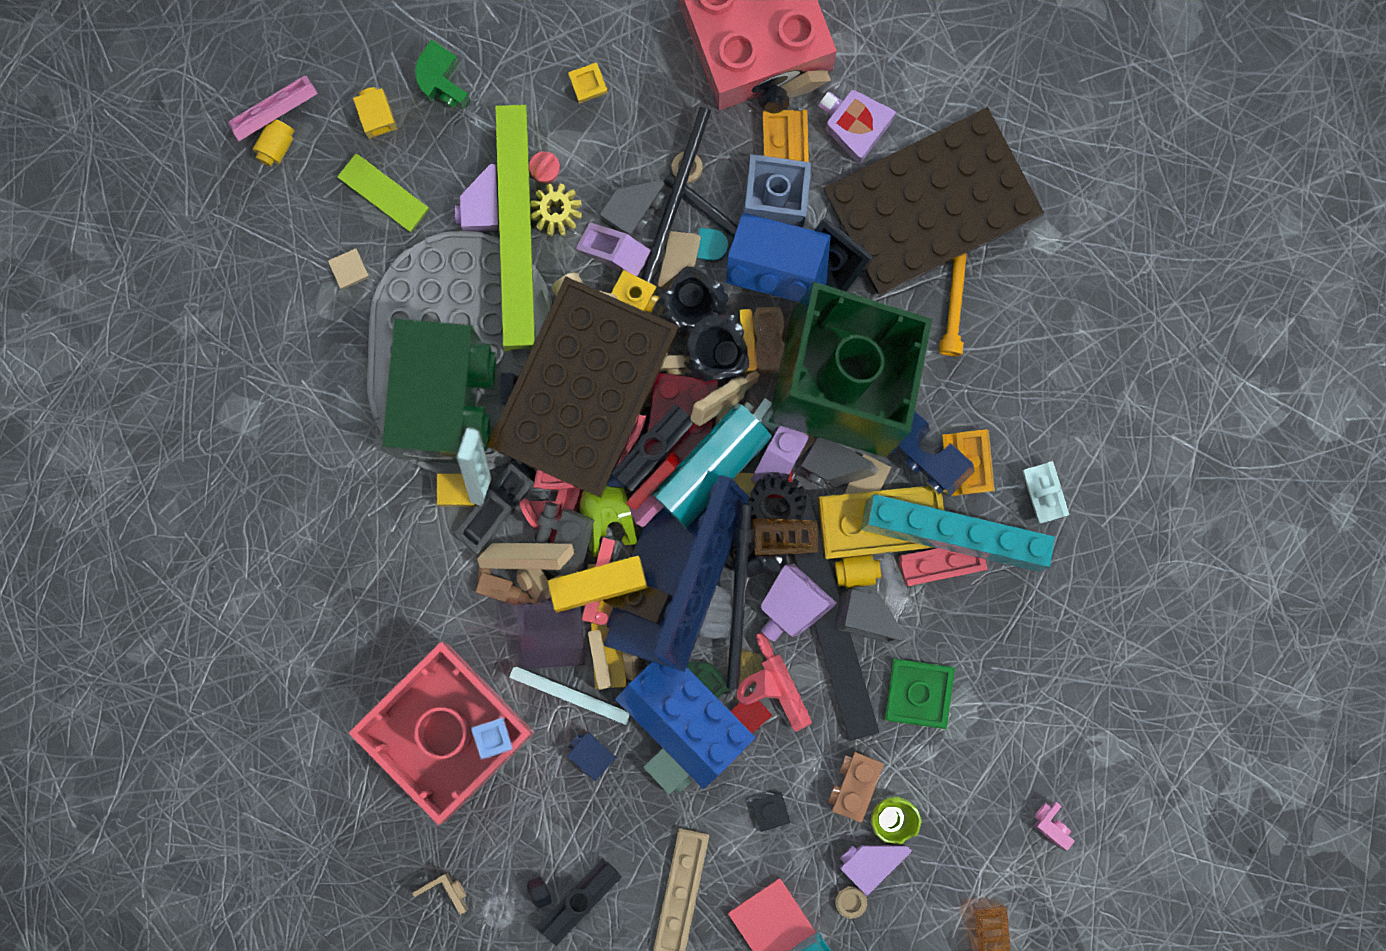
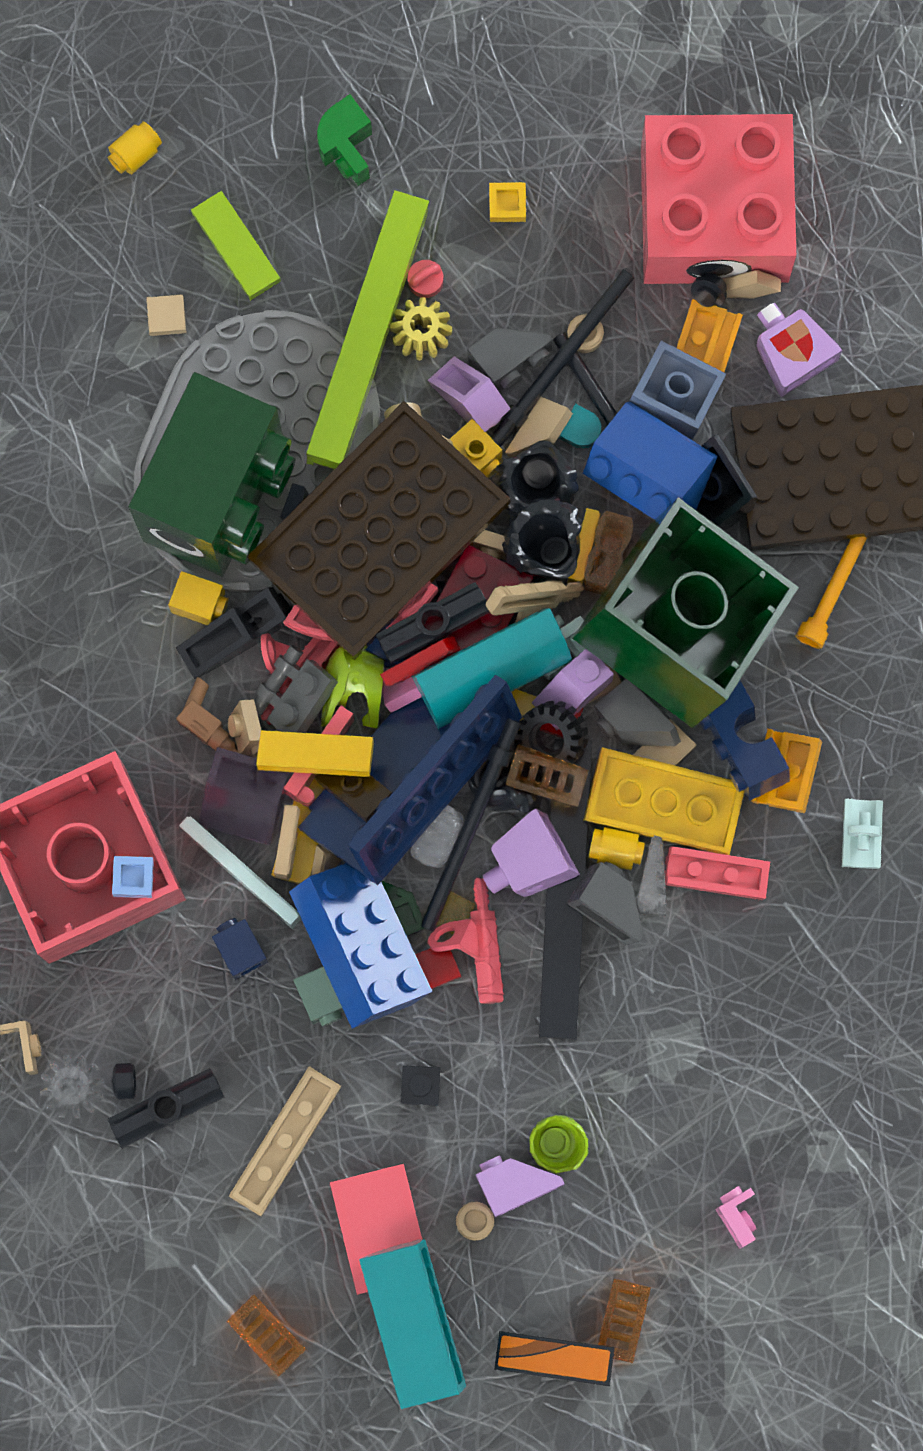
camera: 20 degrees right, 5 degrees down
(272, 107) = (146, 109): bright pink tile -> none
(374, 112) = (258, 153): yellow brick -> none
(474, 467) = (223, 570): light aqua tile -> none
(480, 203) = (337, 292): lavender slope -> none
(525, 556) = (246, 696): tan tile -> none
(856, 787) = (528, 1089): nougat brick -> none
(919, 693) = (638, 1012): green tile -> none
(957, 533) = (745, 842): teal brick -> none

